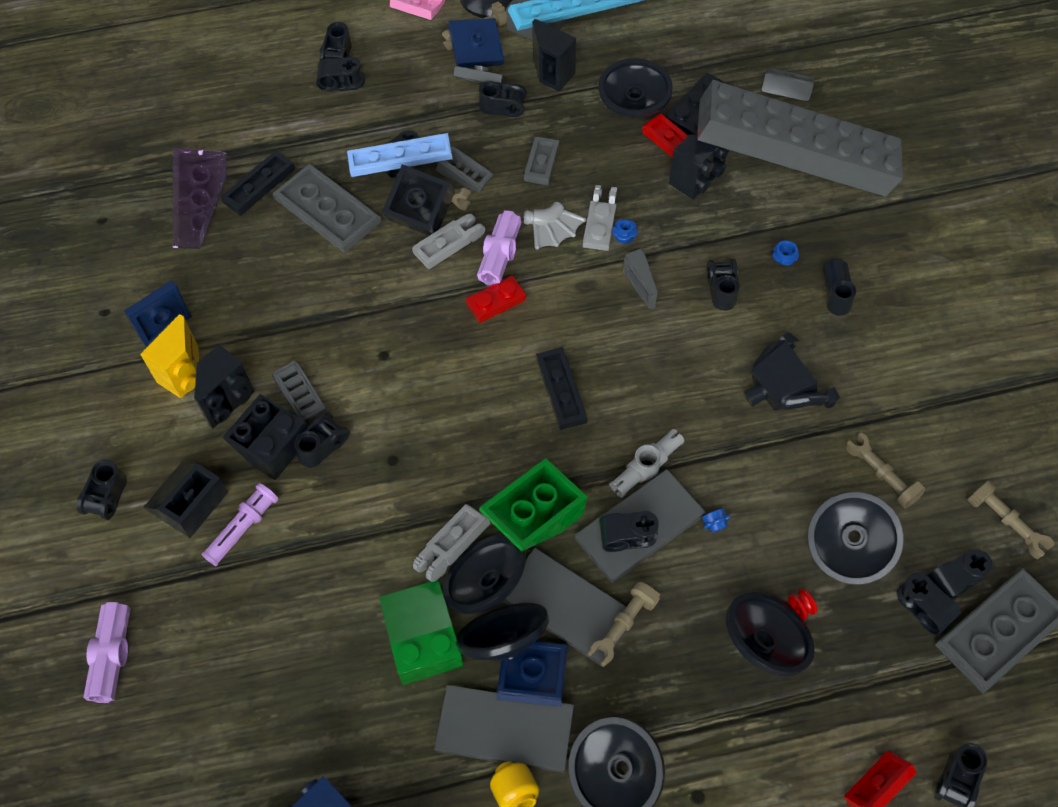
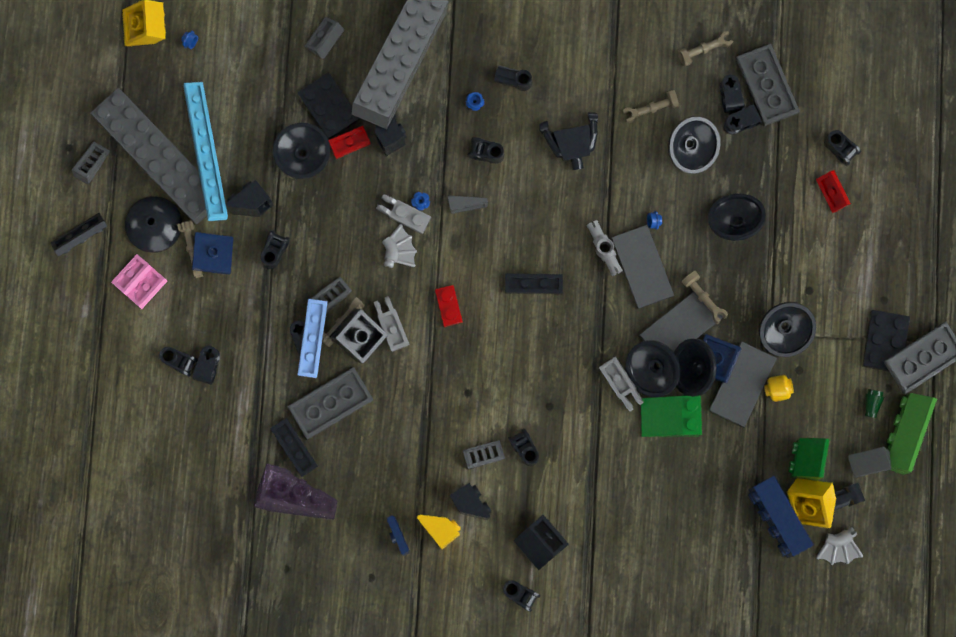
camera: 75 degrees left, 20 degrees up
(107, 652) = (631, 605): lavender piece -> none
(248, 513) = (563, 503): lavender pin -> none
(266, 436) = (514, 480): black slope -> none
(478, 74) = (246, 259): dark grey plate -> none
(499, 248) = (410, 291): lavender piece -> none
(536, 506) = (620, 325): green slope -> none
(541, 161) = (341, 239): dark grey plate -> none
(626, 532) = (650, 278): black piece -> none
(803, 604) = (721, 191): red bush -> none

